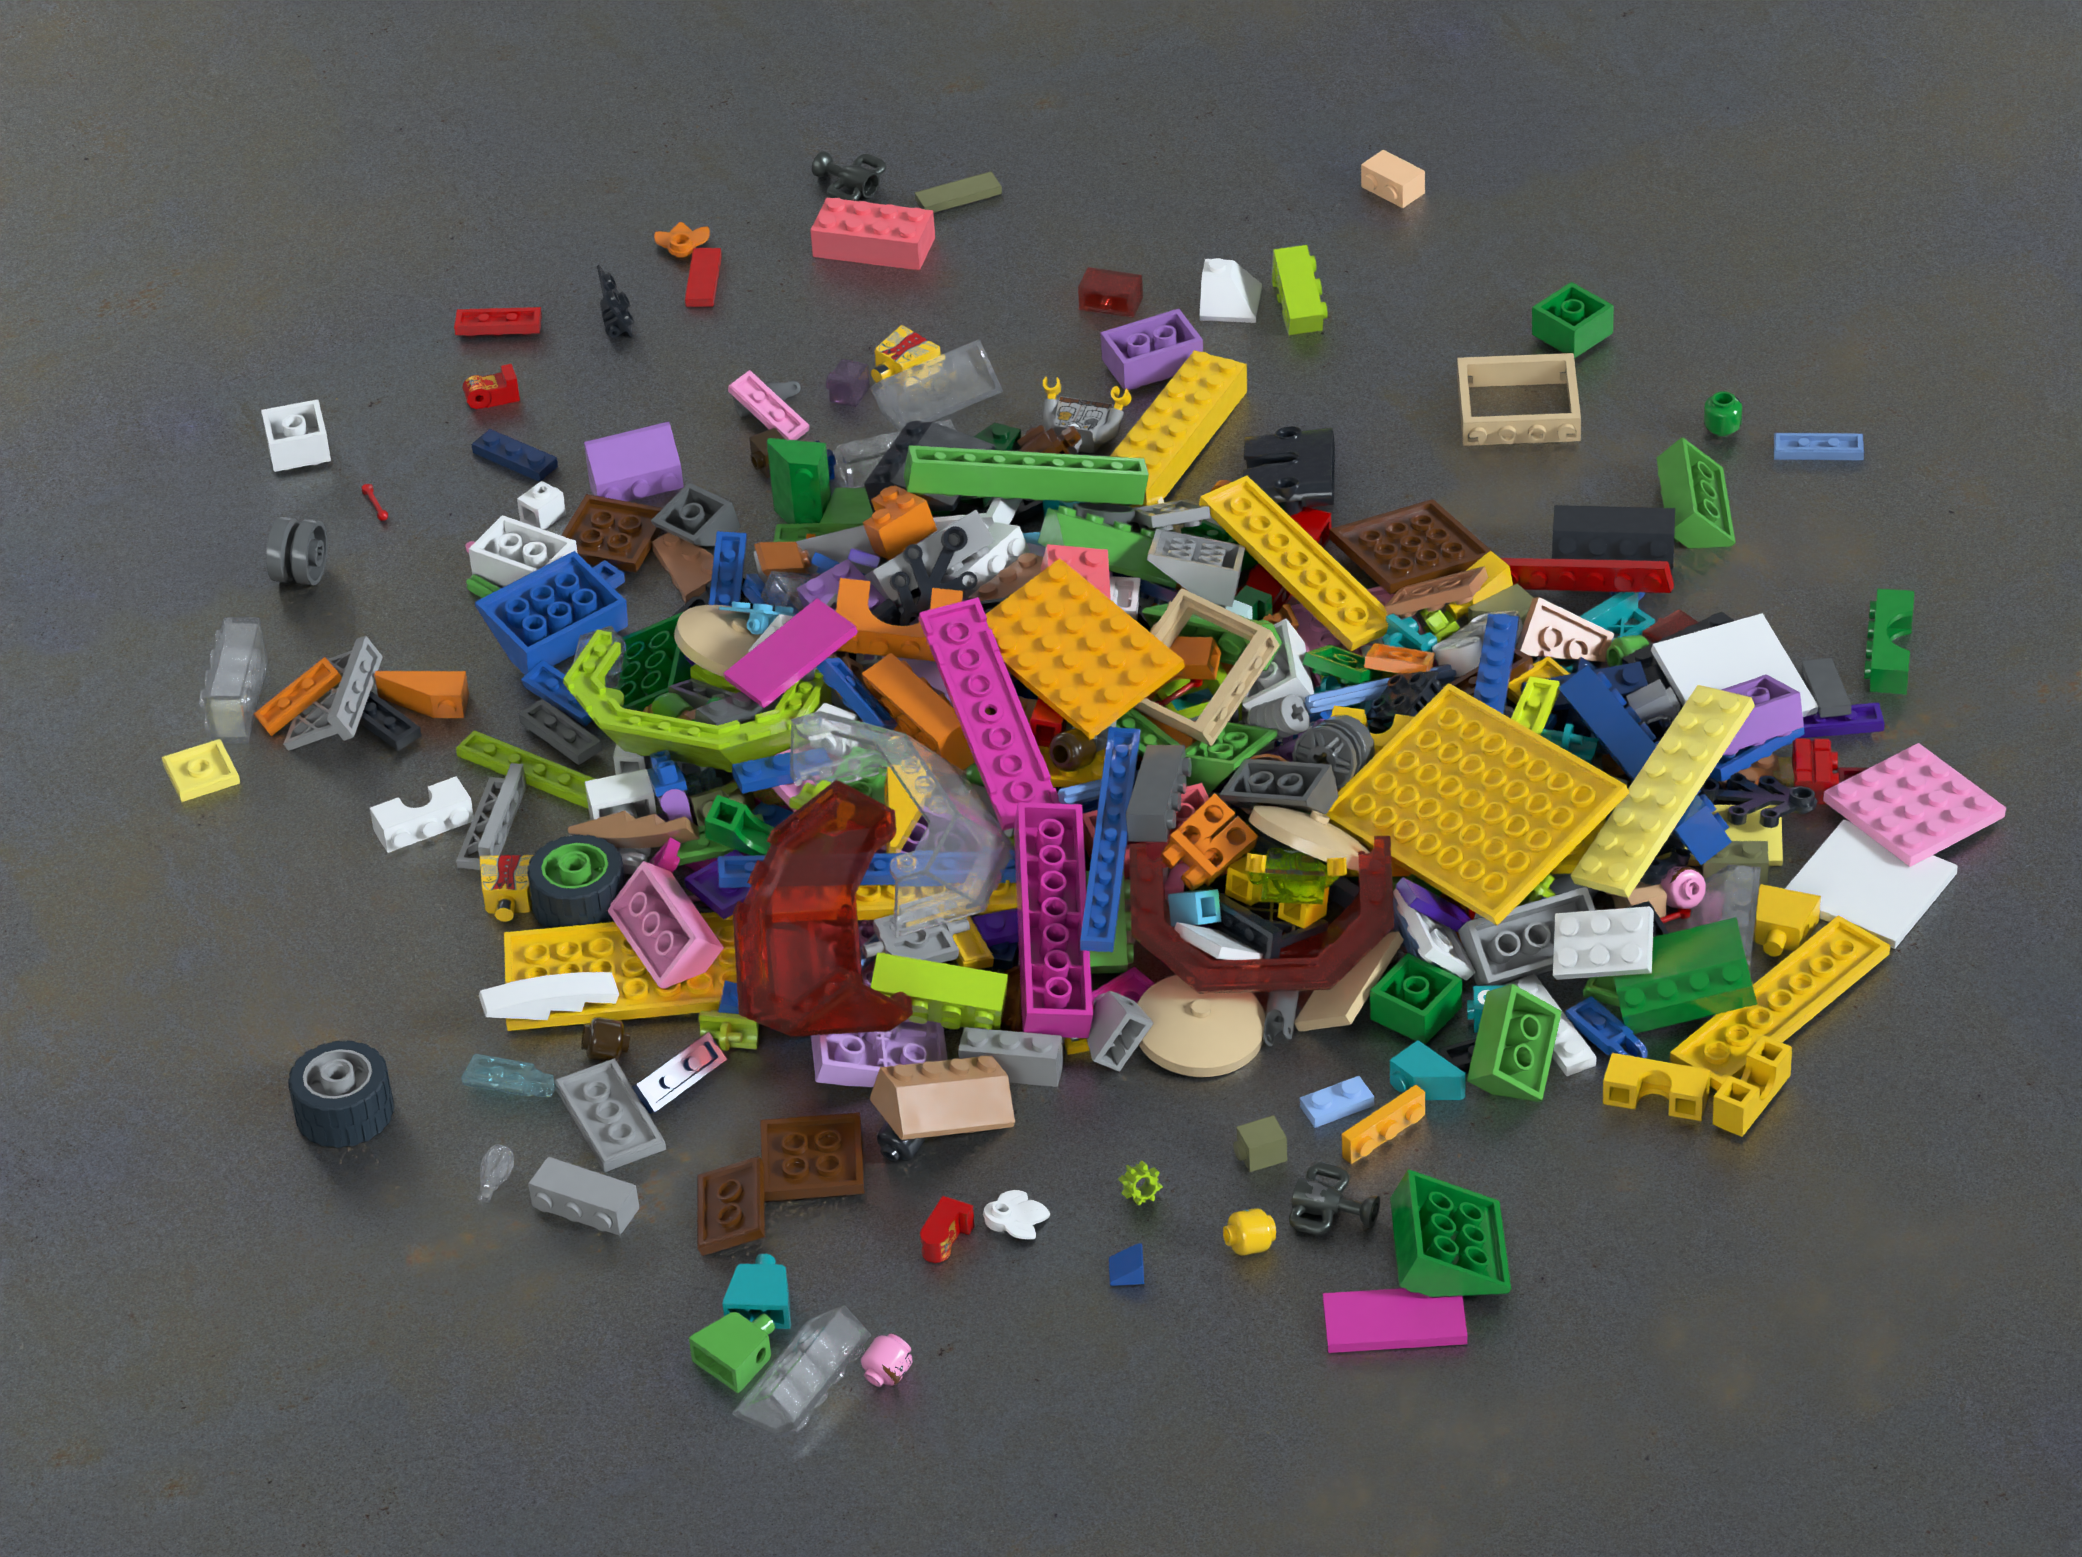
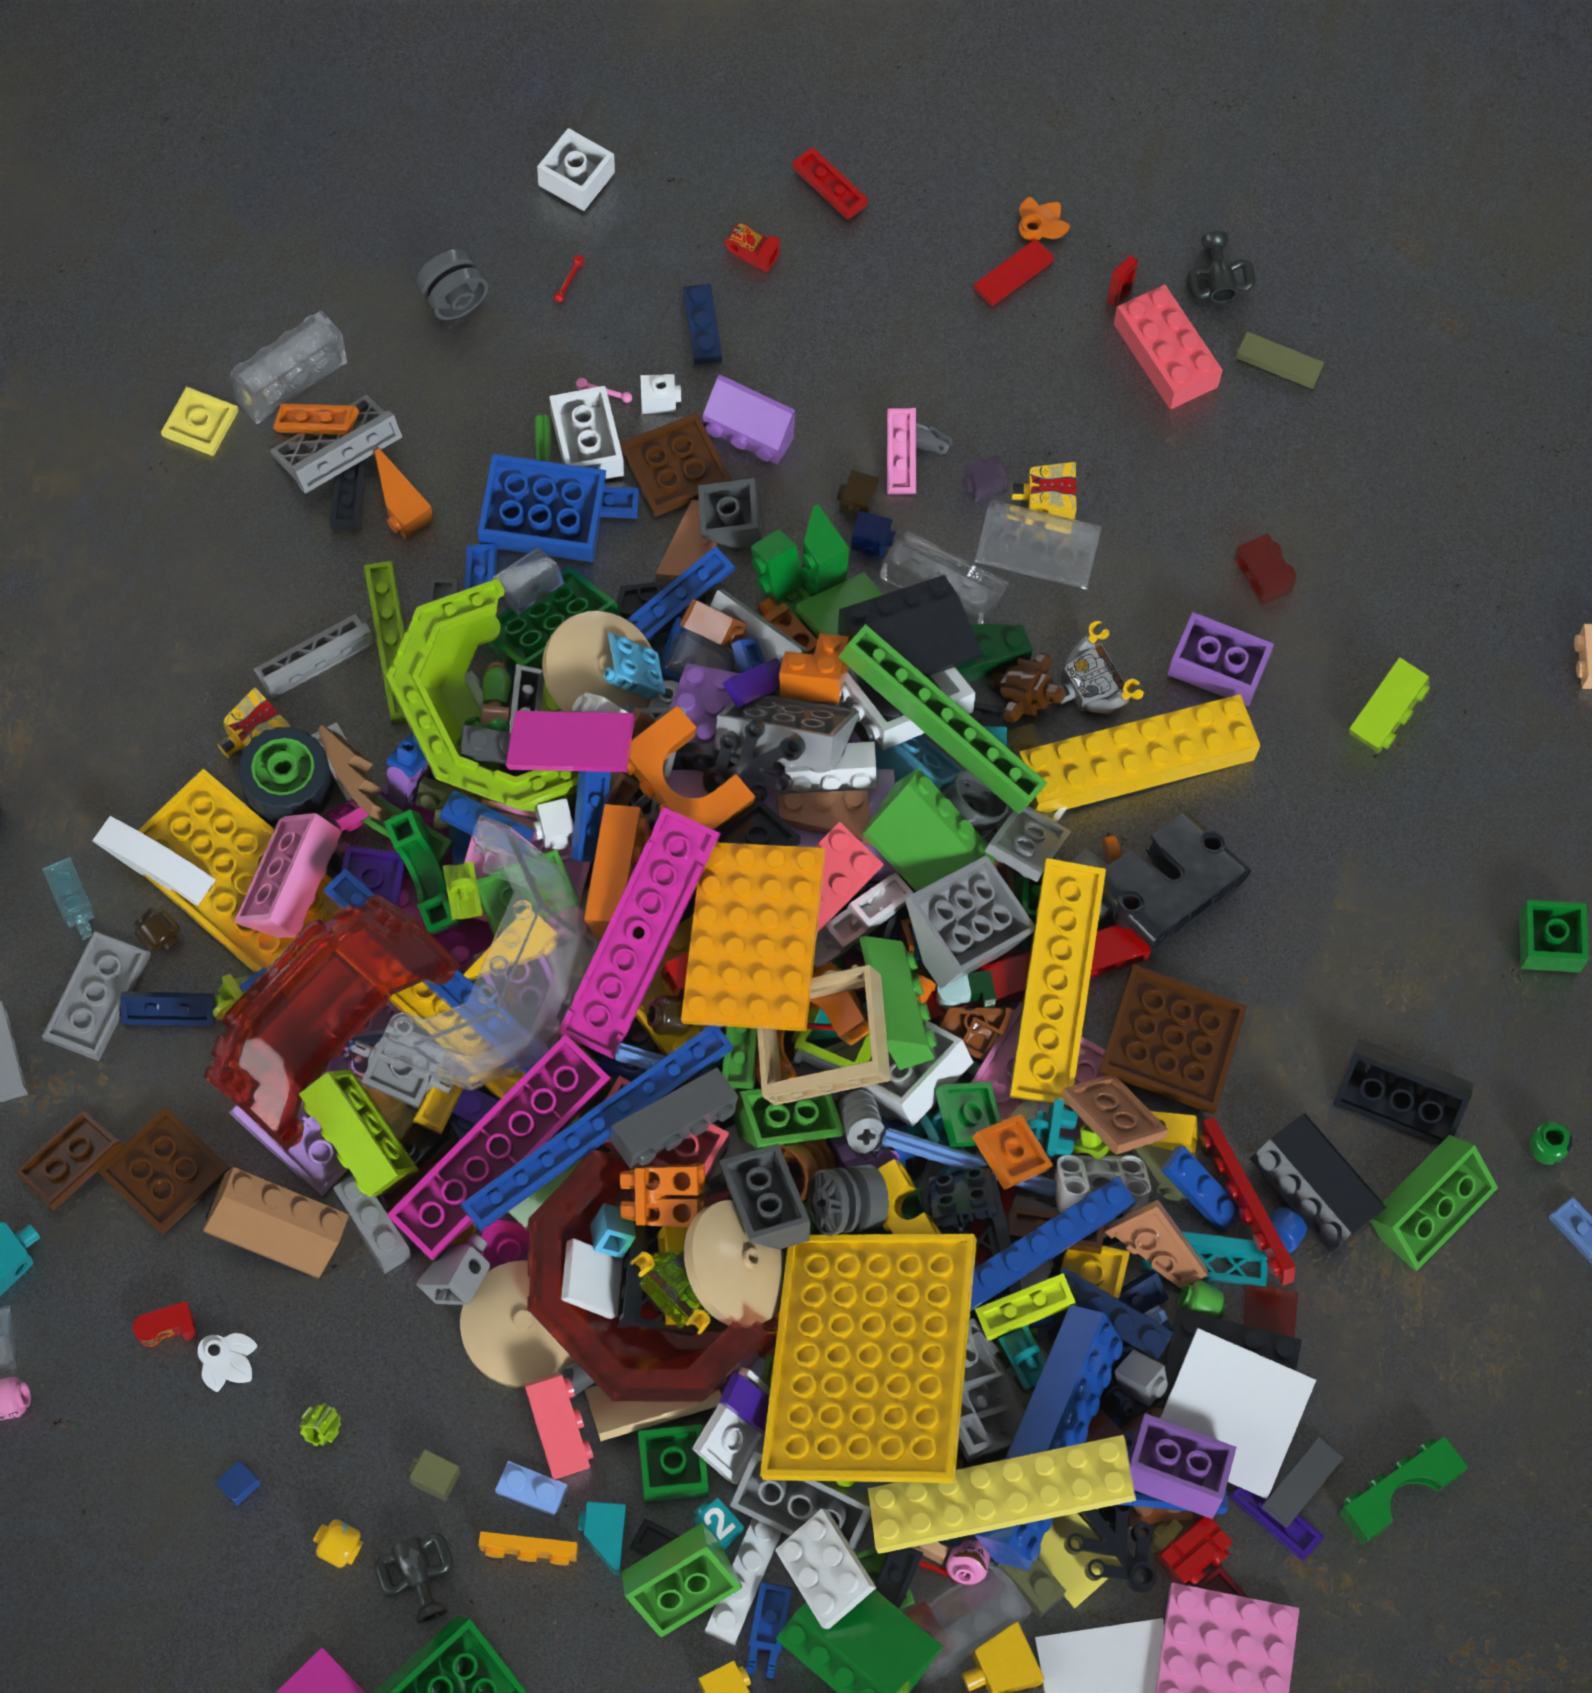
camera: 40 degrees right, 25 degrees up
(402, 826) = (295, 617): white arch -> none
(614, 307) = (913, 246): black hinge -> none
(619, 793) = (376, 732): white brick -> none
(778, 507) = (777, 565): none -> green brick
(793, 218) = (1122, 281): none -> red tile
(1228, 292) = (1347, 654): white slope -> none
(1308, 1040) = (558, 1425): none -> coral brick
(1512, 372) = (1454, 938): tan window -> none
(1526, 588) = (1200, 1188): none -> blue plate
(1596, 464) = (1403, 1093): none -> black slope

